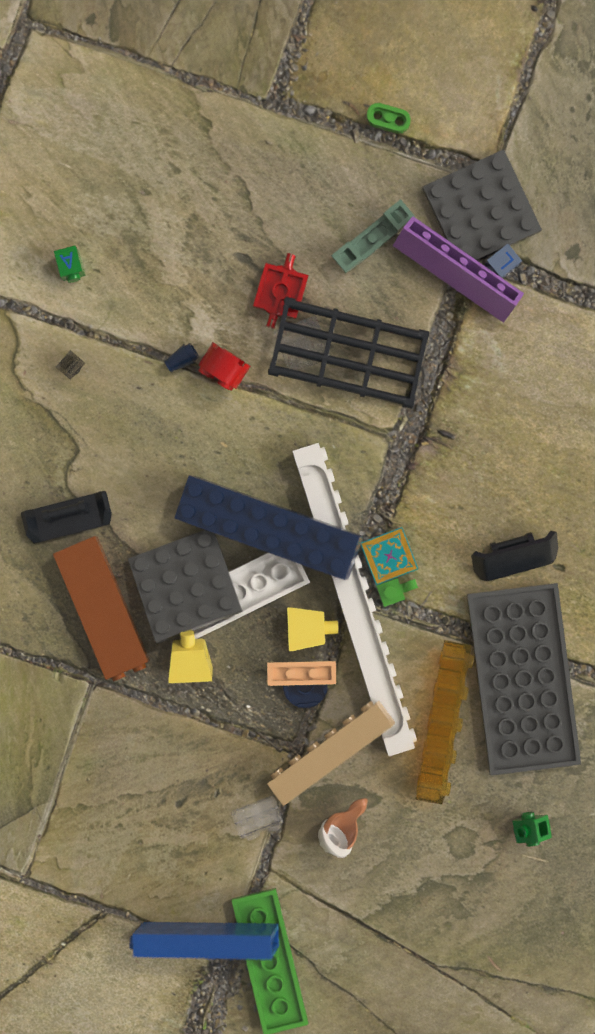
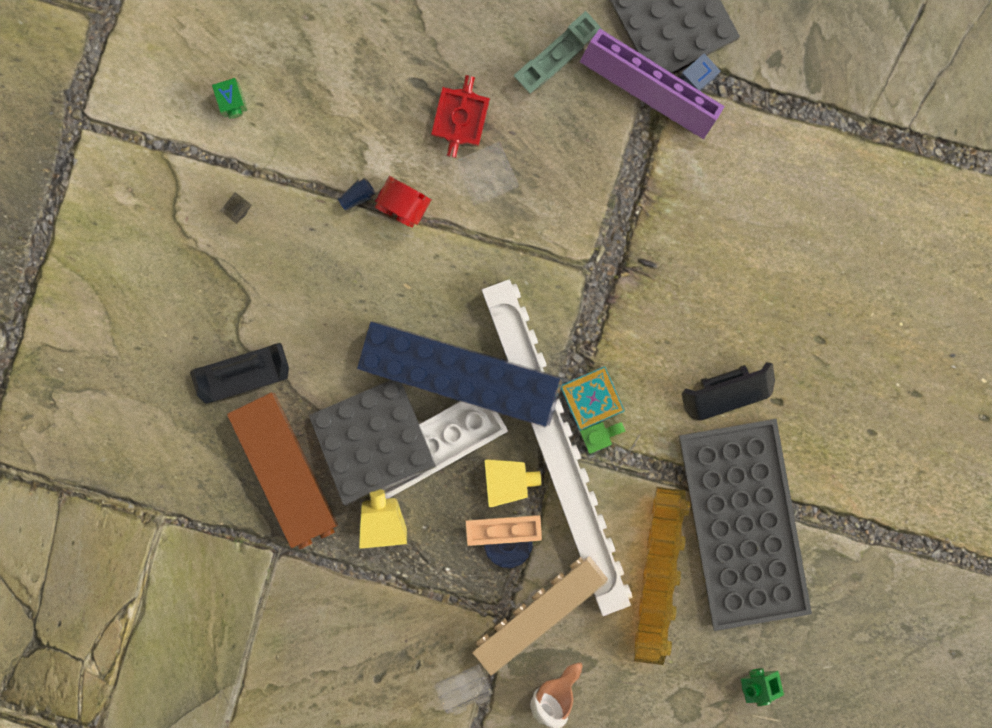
camera: 10 degrees left, 0 degrees up
(372, 347) = (562, 172): black door -> none

